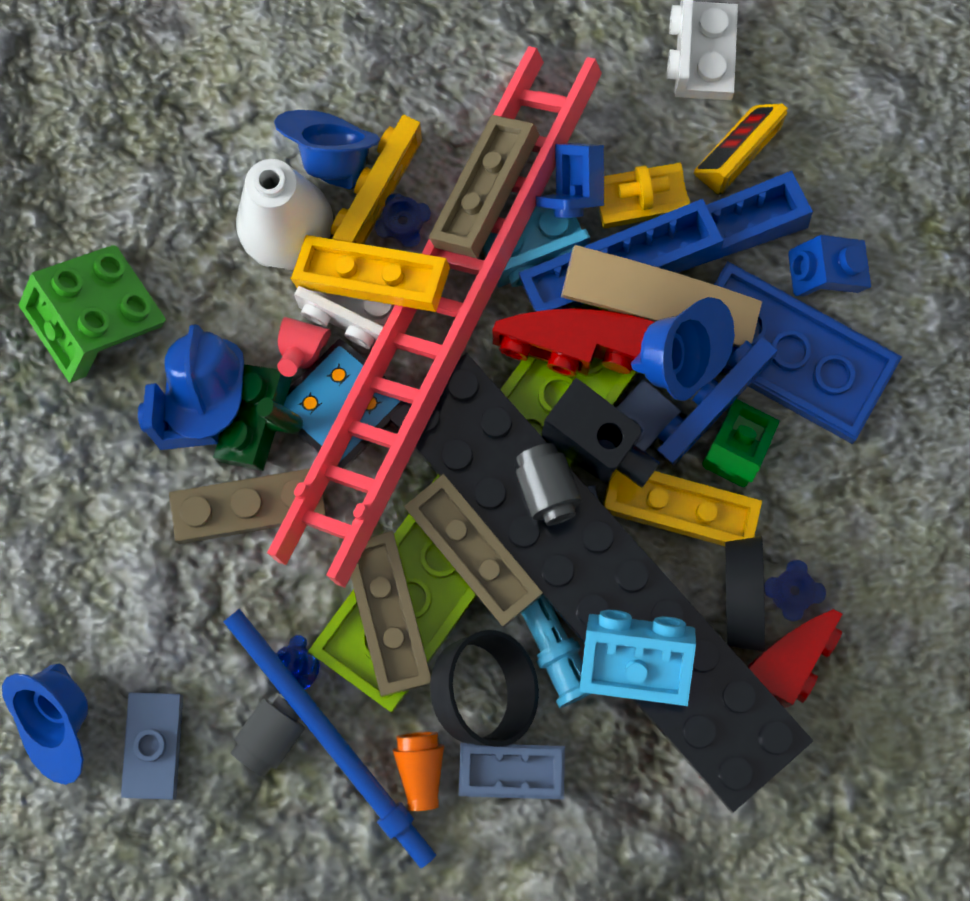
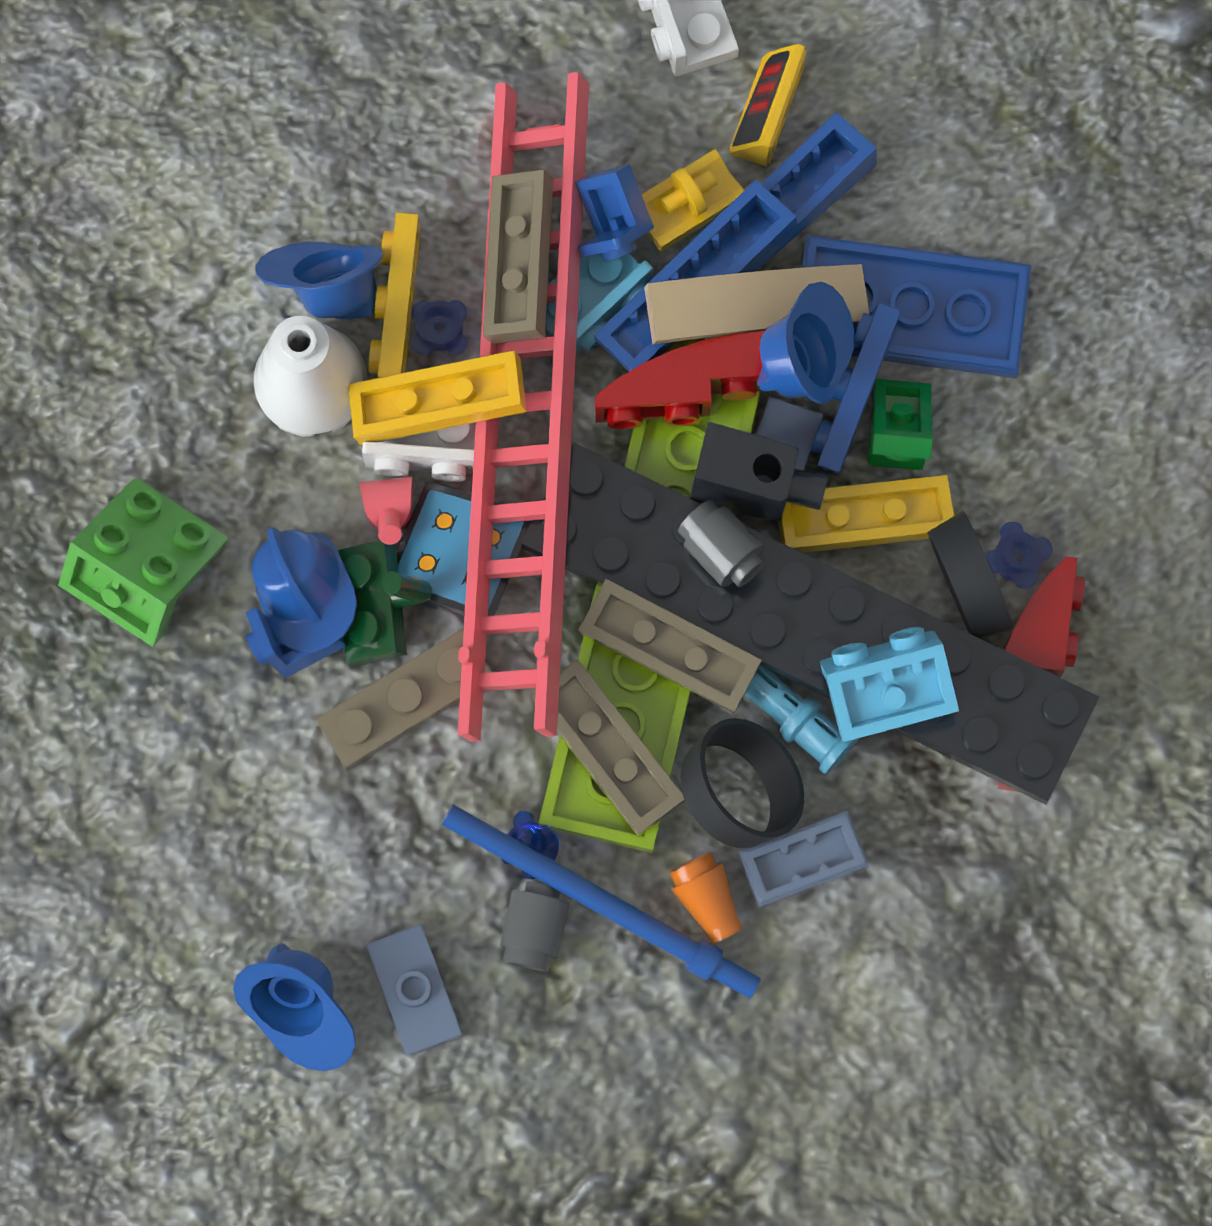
camera: 25 degrees left, 0 degrees up
(829, 265) = (916, 197): blue bracket -> none

